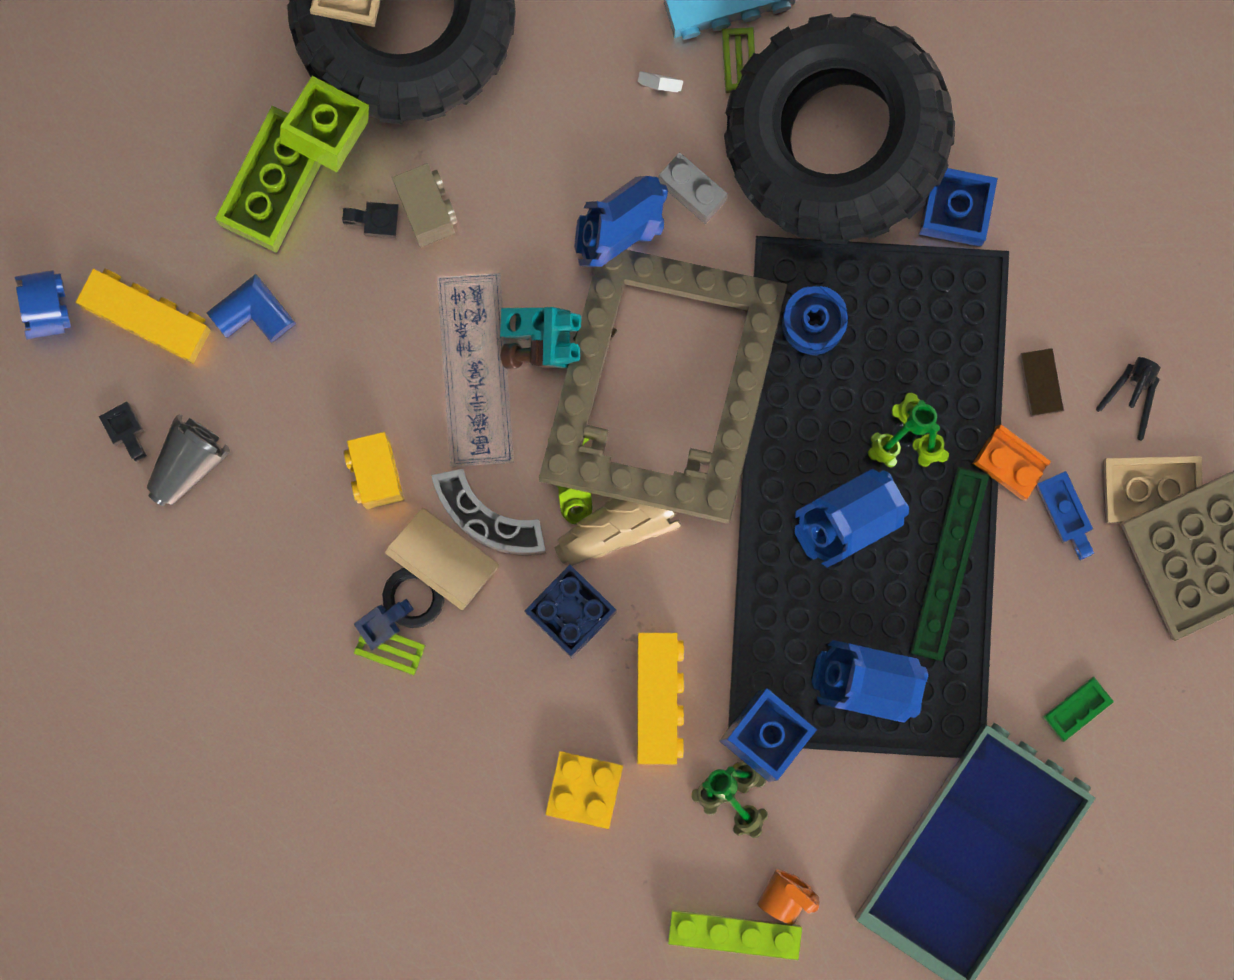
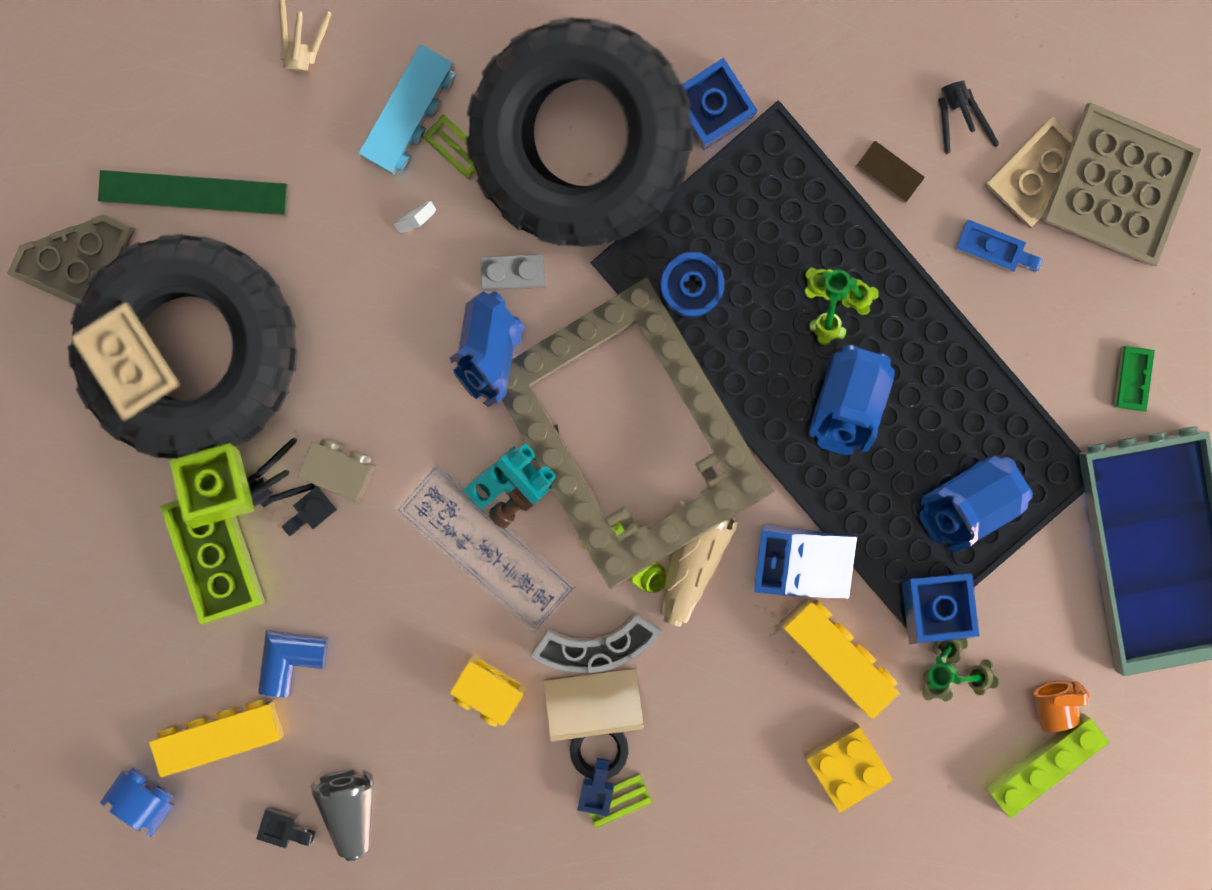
camera: 45 degrees left, 5 degrees up
(356, 165) = (261, 487): none -> black plant
(570, 611) = (720, 656): dark blue brick -> none
(700, 605) = (804, 563): none -> slope
(949, 564) = (949, 364): dark green tile -> none
(1011, 462) = (924, 249): orange plate -> none

